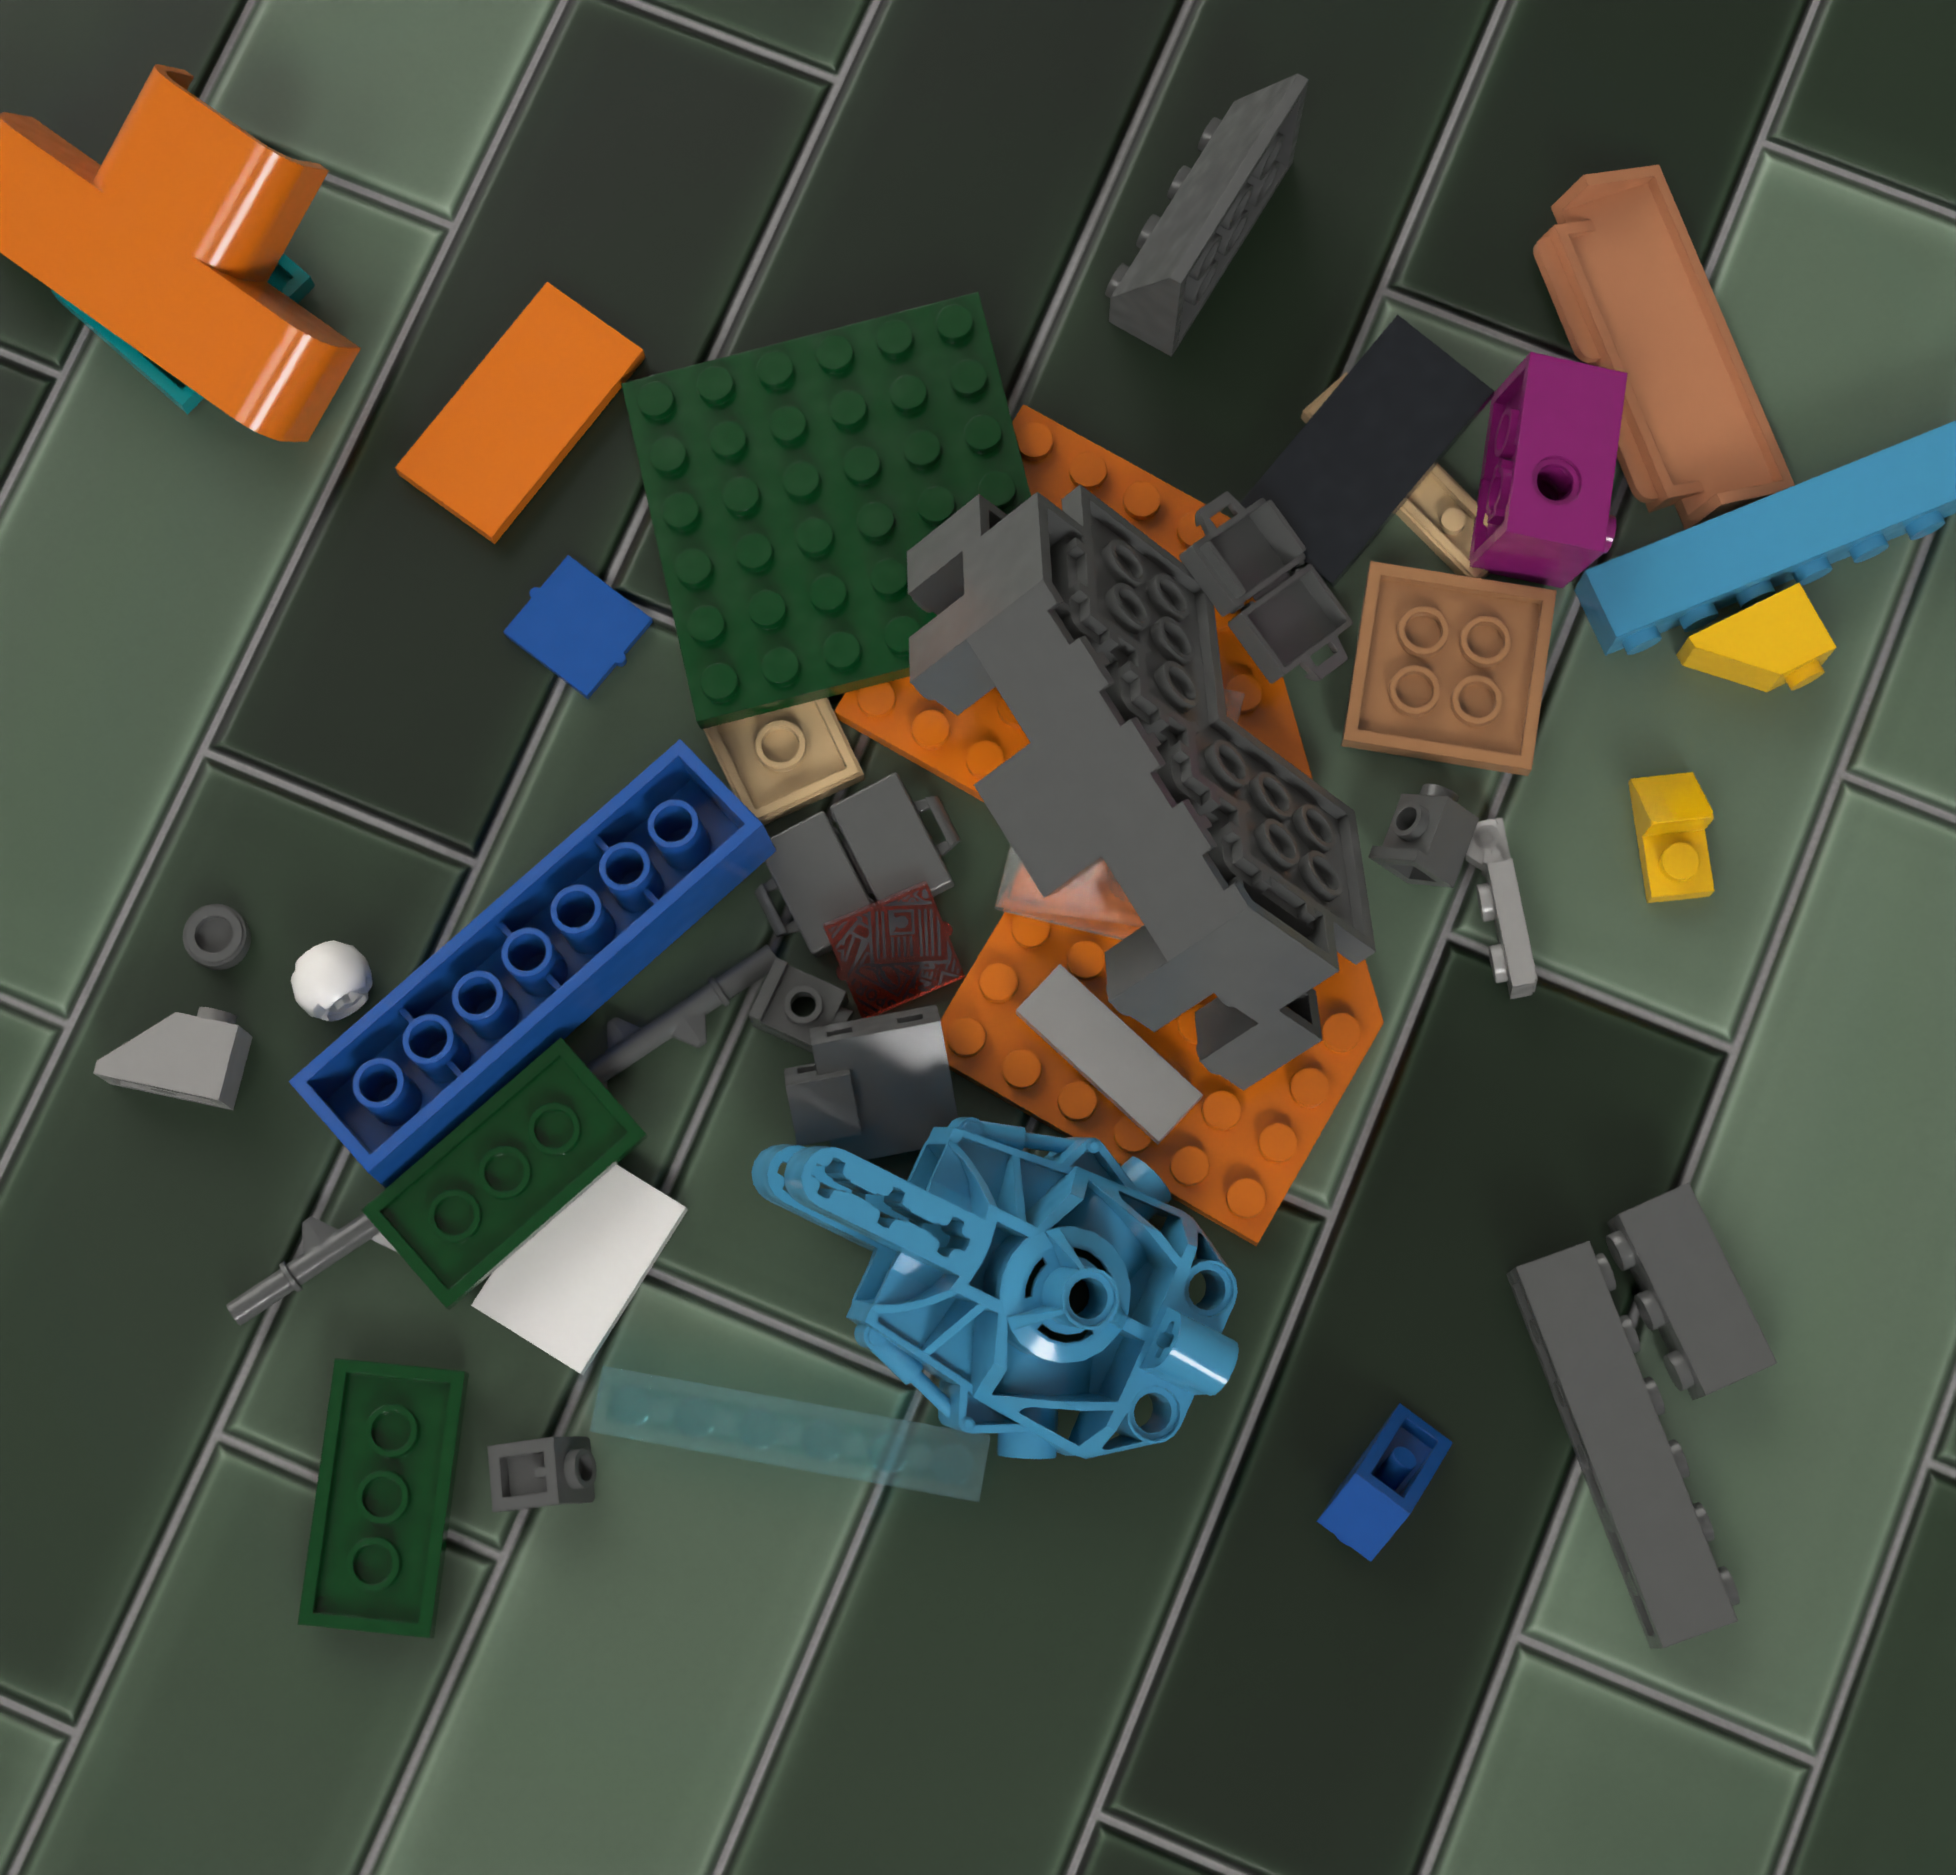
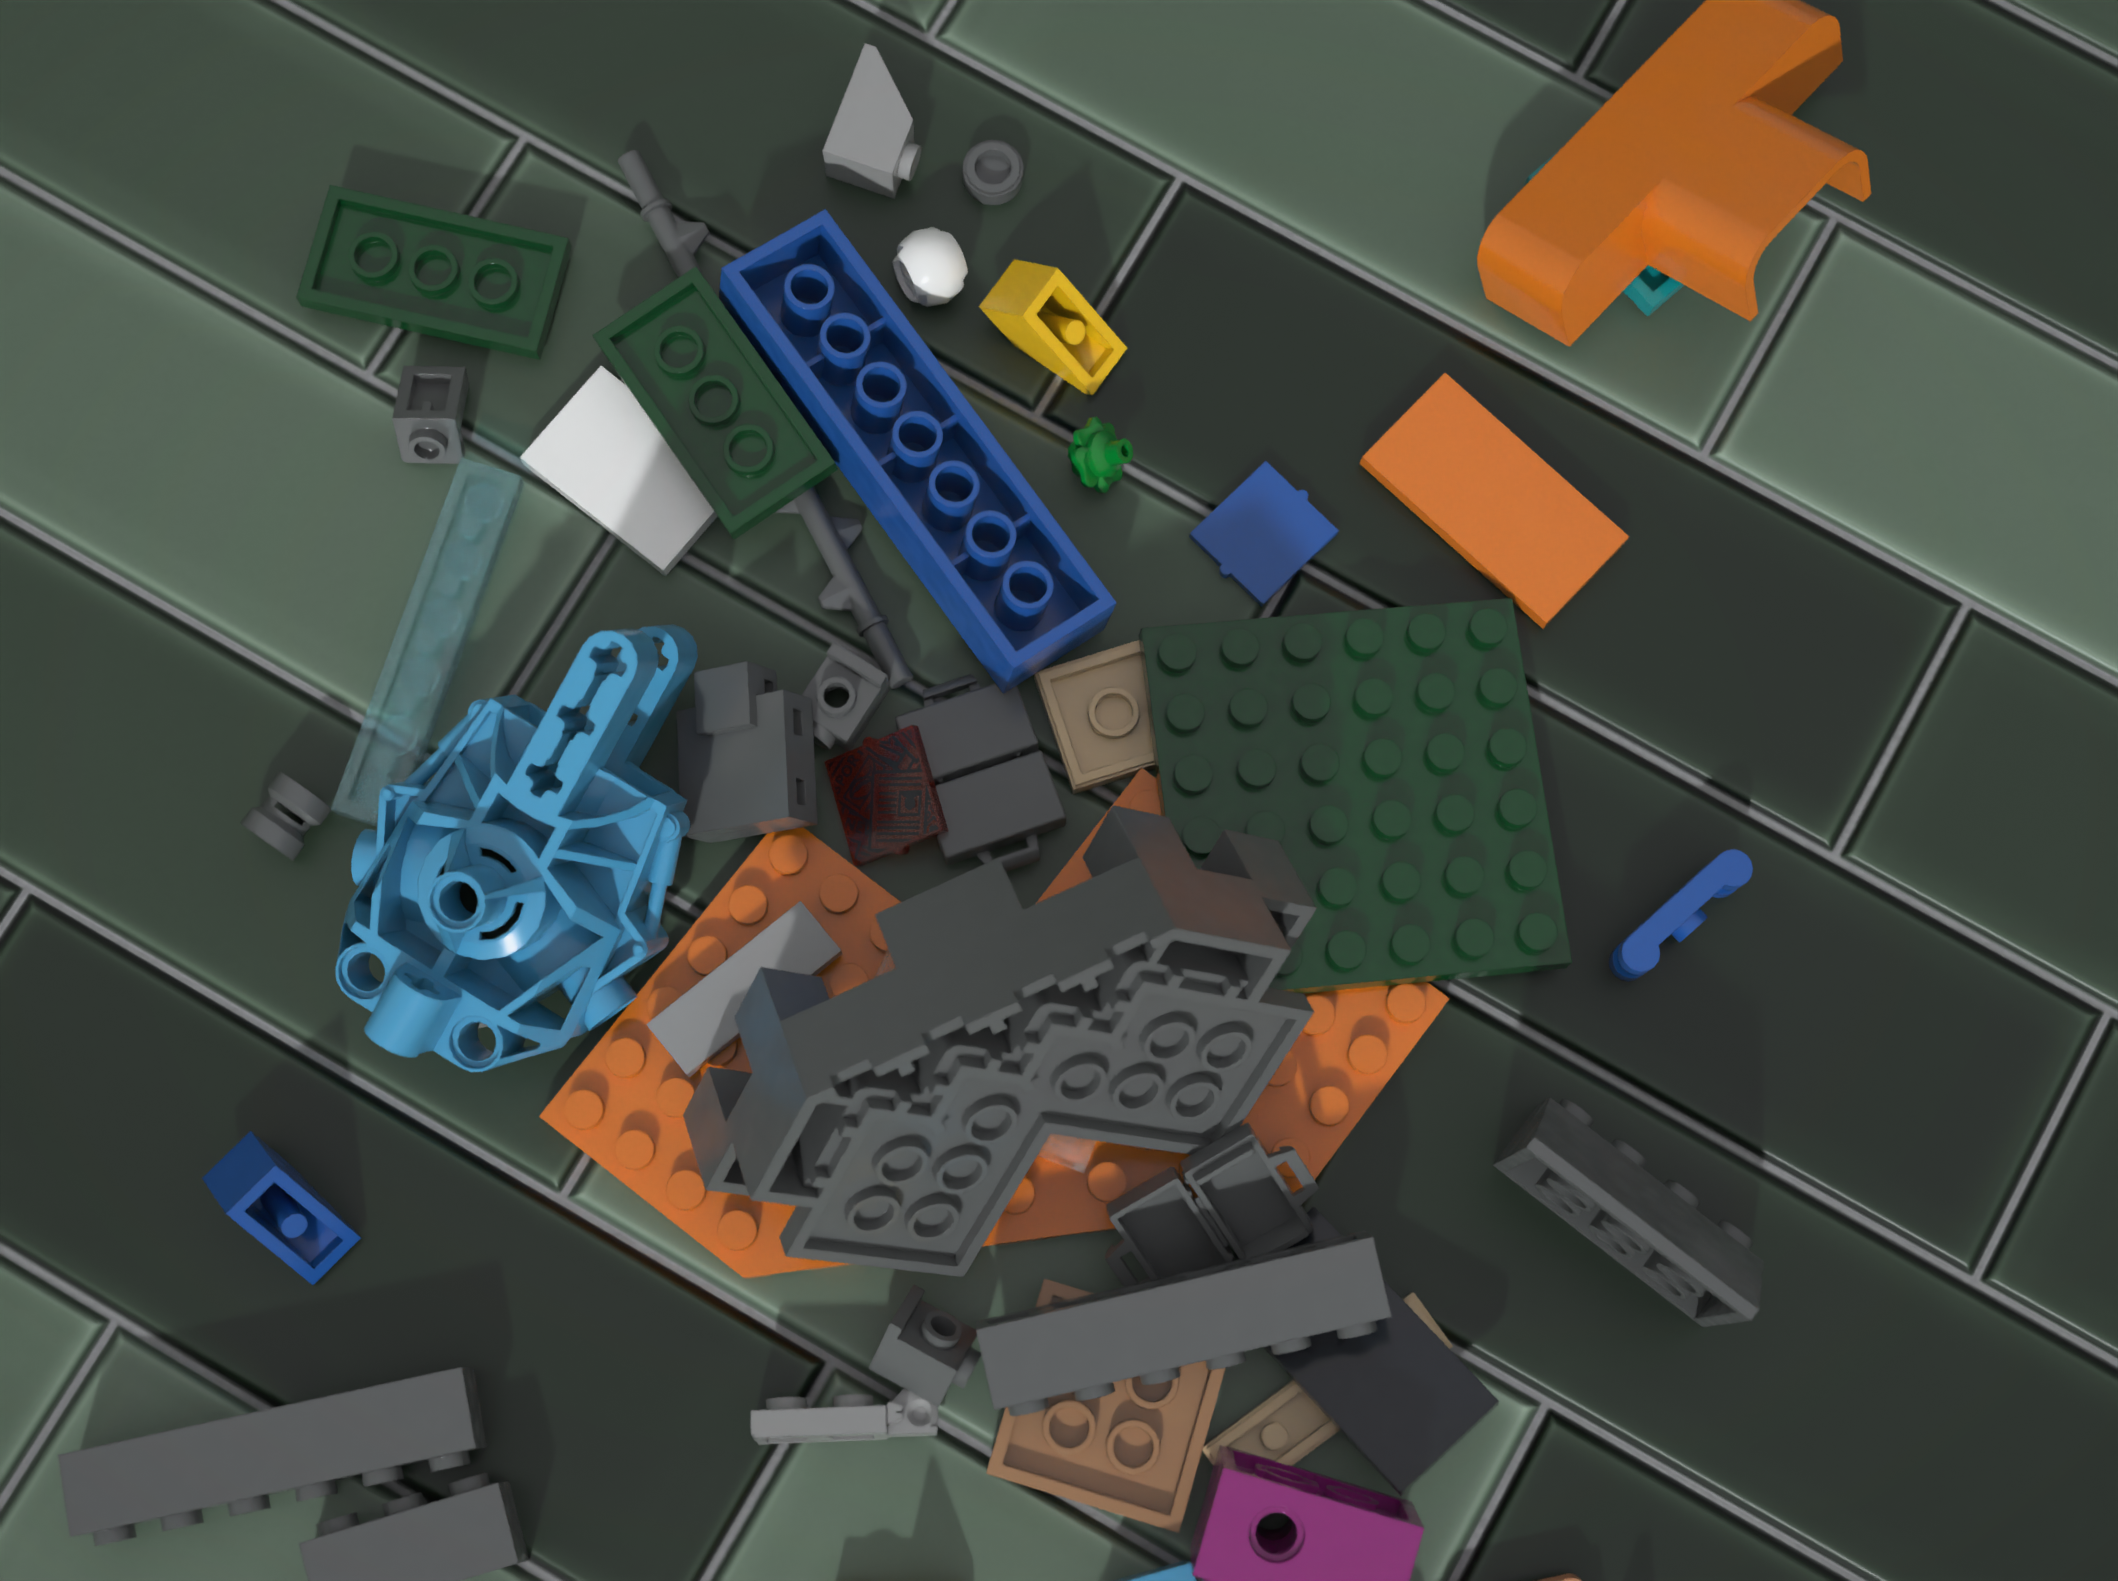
camera: 90 degrees right, 0 degrees up
(381, 851) = (1053, 324): none -> yellow slope
(516, 789) = (1098, 455): none -> green plant
(916, 206) = (1679, 914): none -> blue plate
(1004, 1555) = (278, 828): none -> dark grey wheel
(1370, 599) = (1183, 1321): none -> dark grey brick

